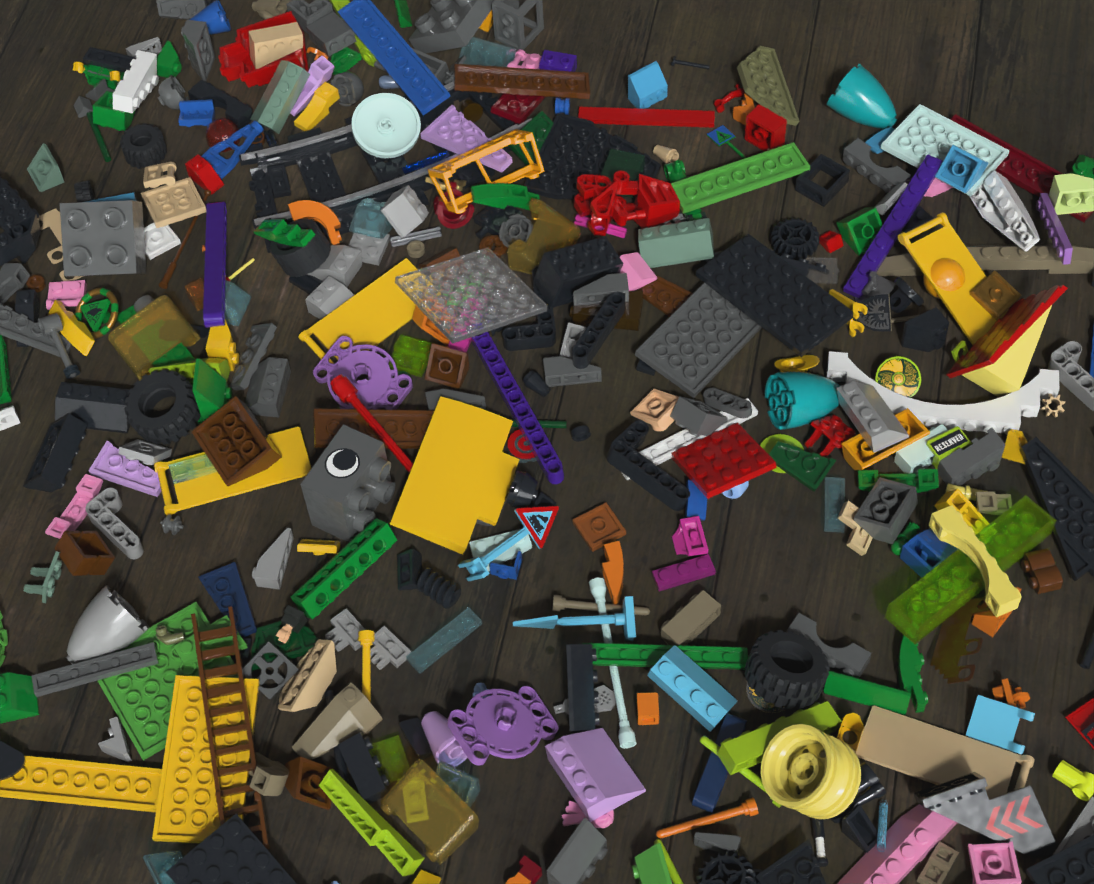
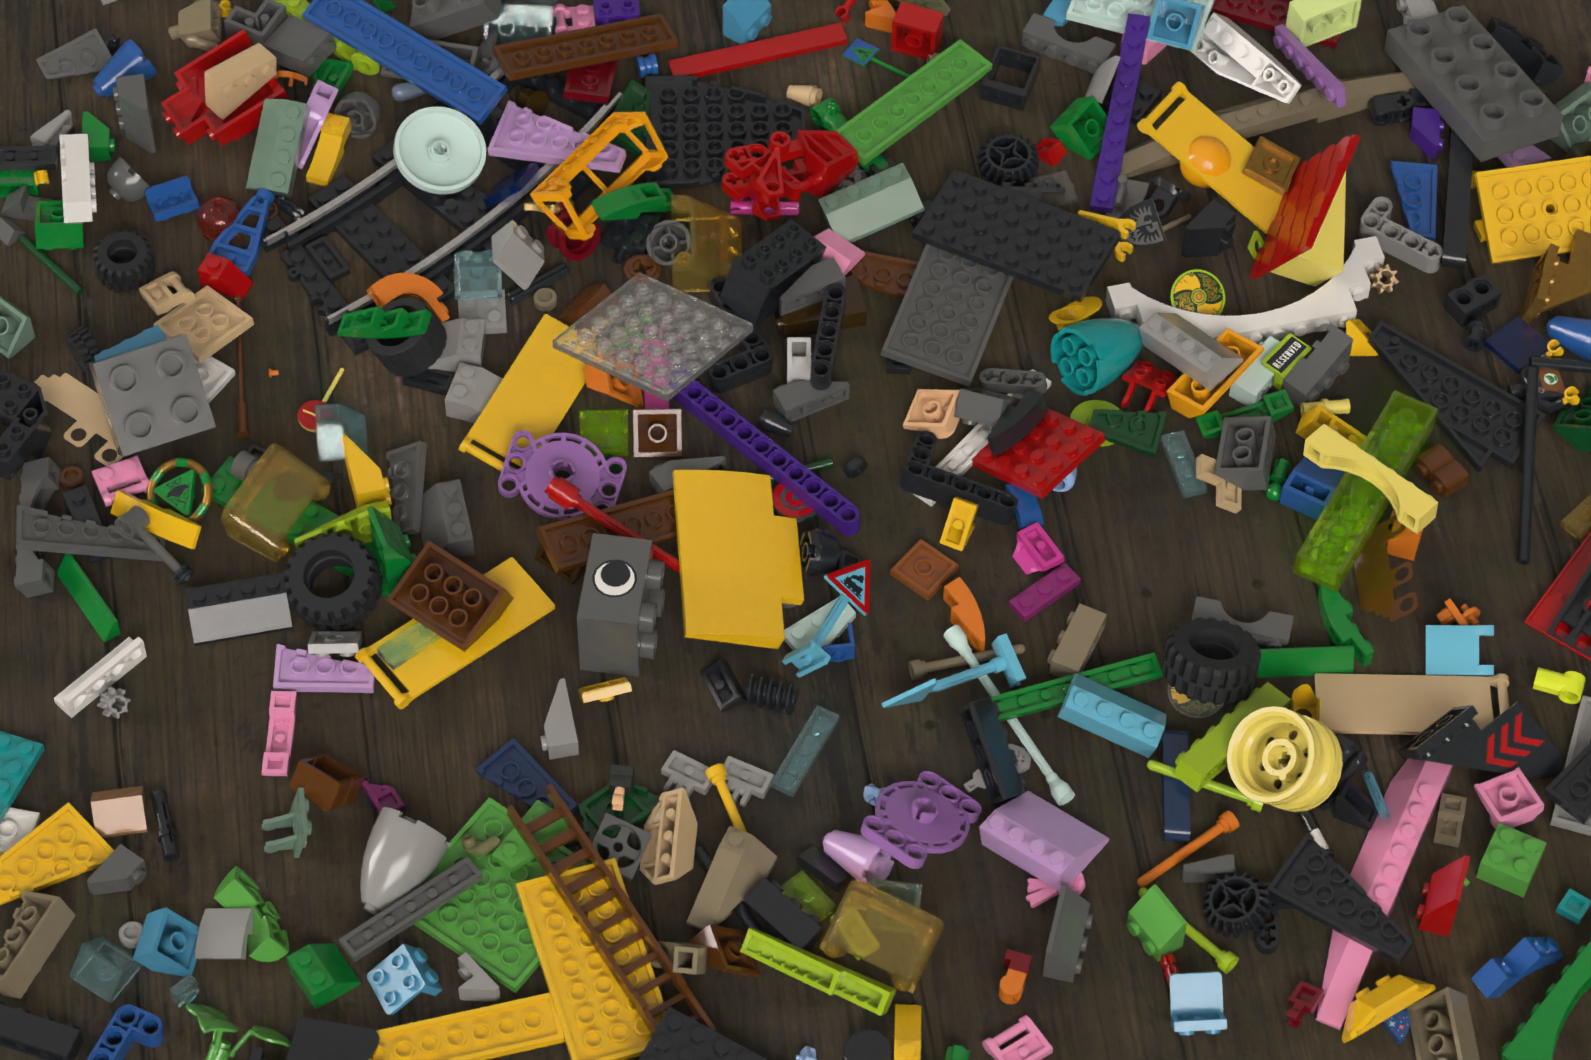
camera: 25 degrees left, 0 degrees up
(56, 454) = (218, 679): black slope -> none
(68, 719) = (402, 978): none -> dark azure bracket
(105, 514) = (370, 755): light grey beam -> none
(125, 579) = (383, 796): none -> magenta tile
(171, 524) = (411, 718): dark grey wheel -> none
(195, 293) = (298, 432): clear orange brick -> none
(215, 265) = (311, 387): dark purple beam -> none
(235, 110) = (219, 179): black arch -> none
(344, 568) = (651, 703): green brick -> none
(623, 161) = (761, 122): clear green panel -> none
(639, 499) = (959, 524): none -> yellow slope
(647, 708) = (1071, 753): orange panel -> none
(713, 434) = (1017, 422): none -> black slope
(992, 503) = (1360, 411): dark tan slope -> none

